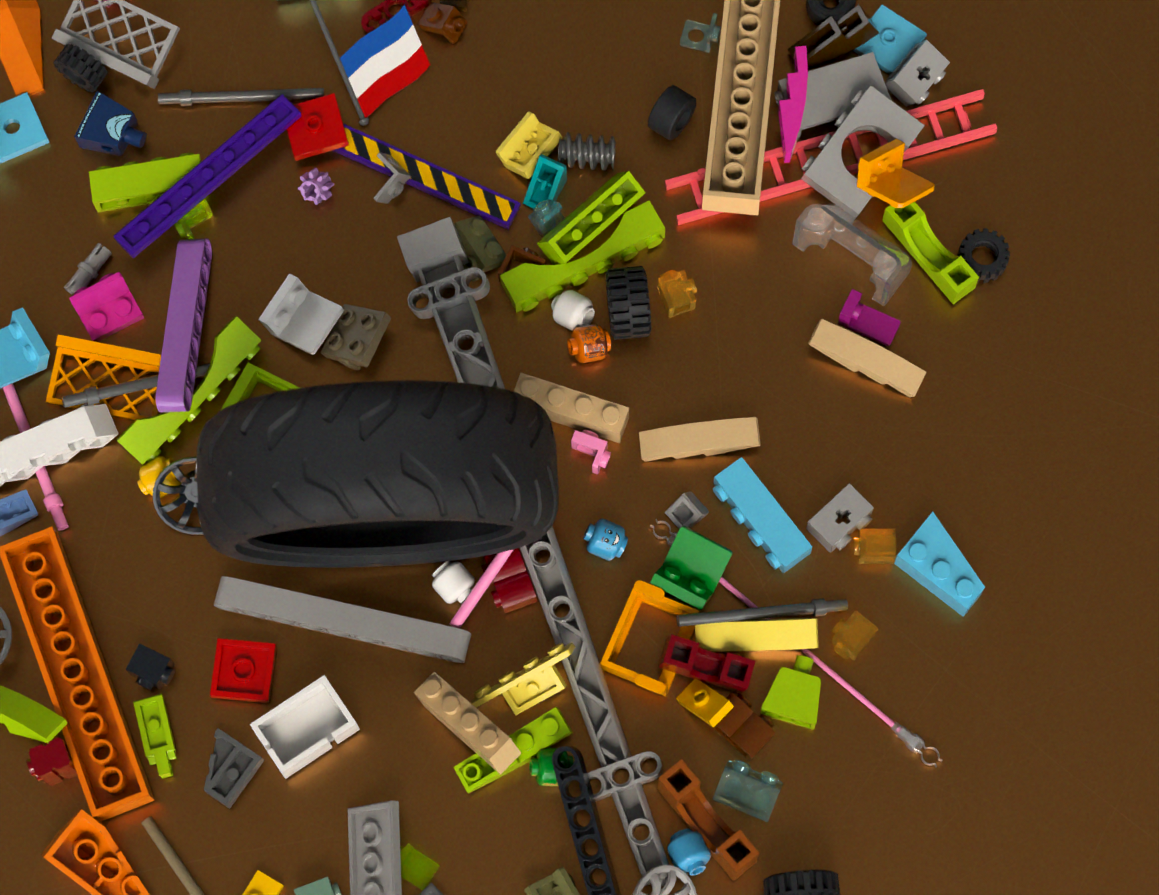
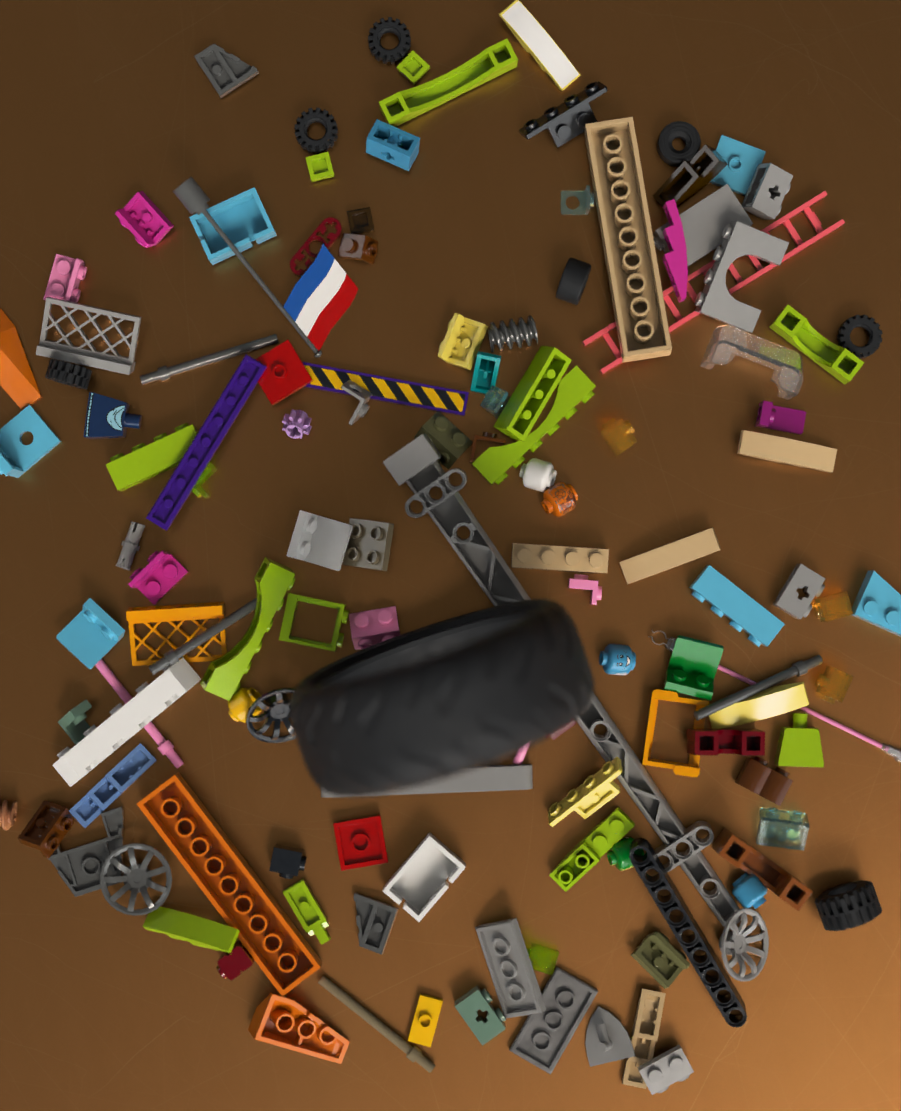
camera: 20 degrees left, 15 degrees up
(184, 325) = (226, 576): medium lavender beam -> none
(467, 723) = (552, 842): tan brick -> none
(628, 302) = (584, 460): black tyre -> none
(686, 510) = (674, 616): light grey slope -> none
(704, 702) = (732, 772): yellow plate -> none
(884, 178) = (774, 299): light orange bracket -> none

